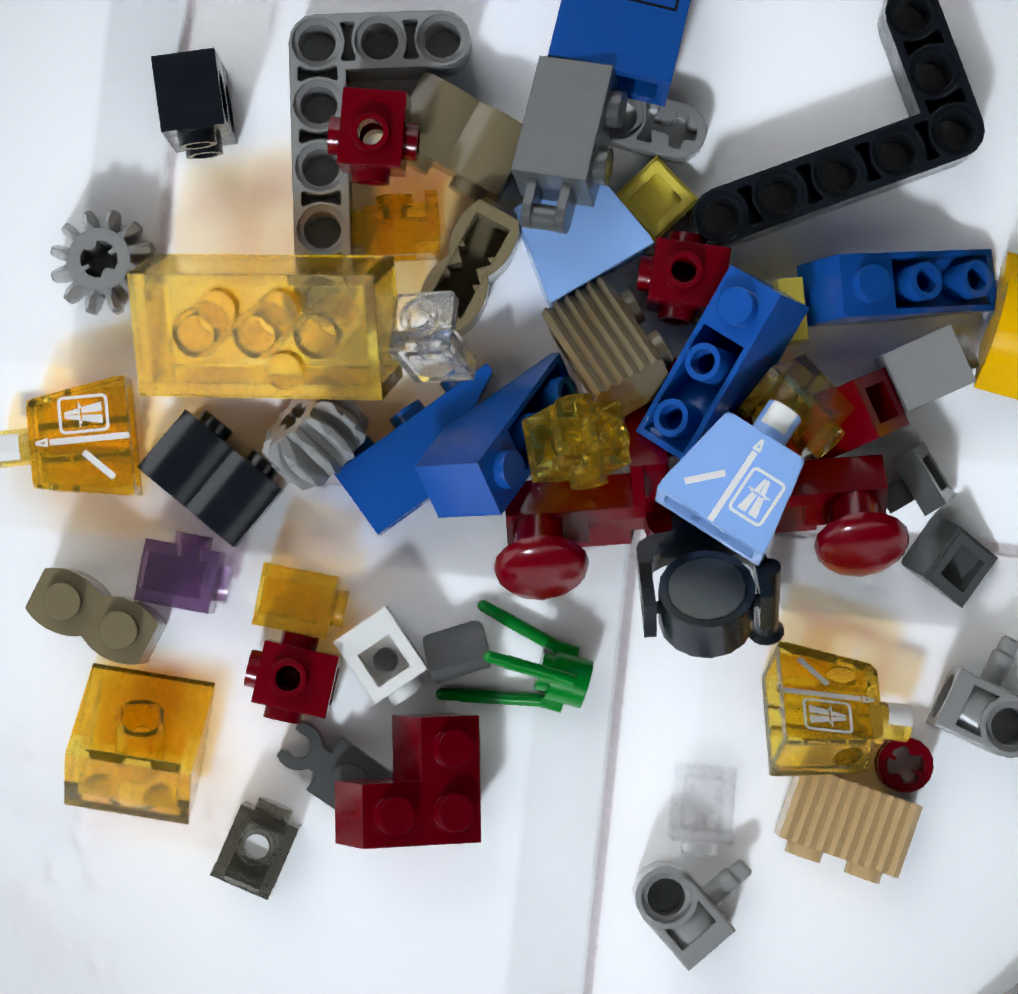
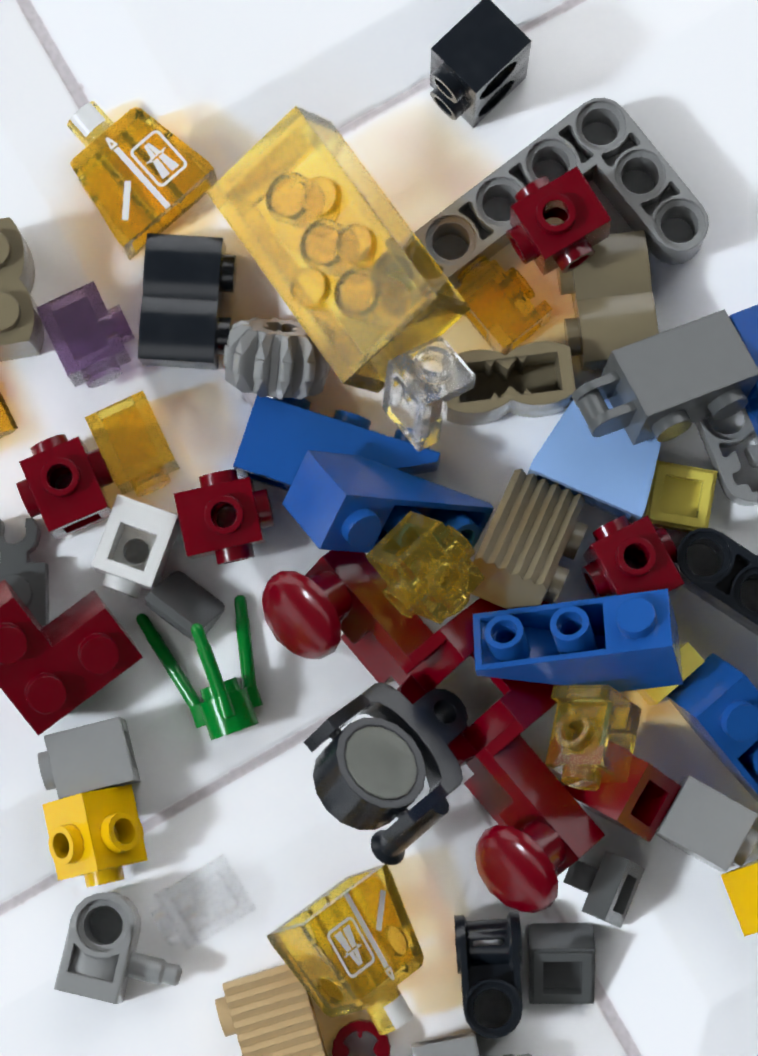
camera: 60 degrees right, 5 degrees down
(93, 244) = (309, 71): light grey gear -> none
(416, 595) = (199, 514): none -> dark red brick
(525, 816) = (88, 758): none -> light grey brick
(590, 852) = (95, 835): none -> yellow brick
(737, 480) = (491, 723): light blue torso -> none
(915, 619) = (490, 967): none -> black piece

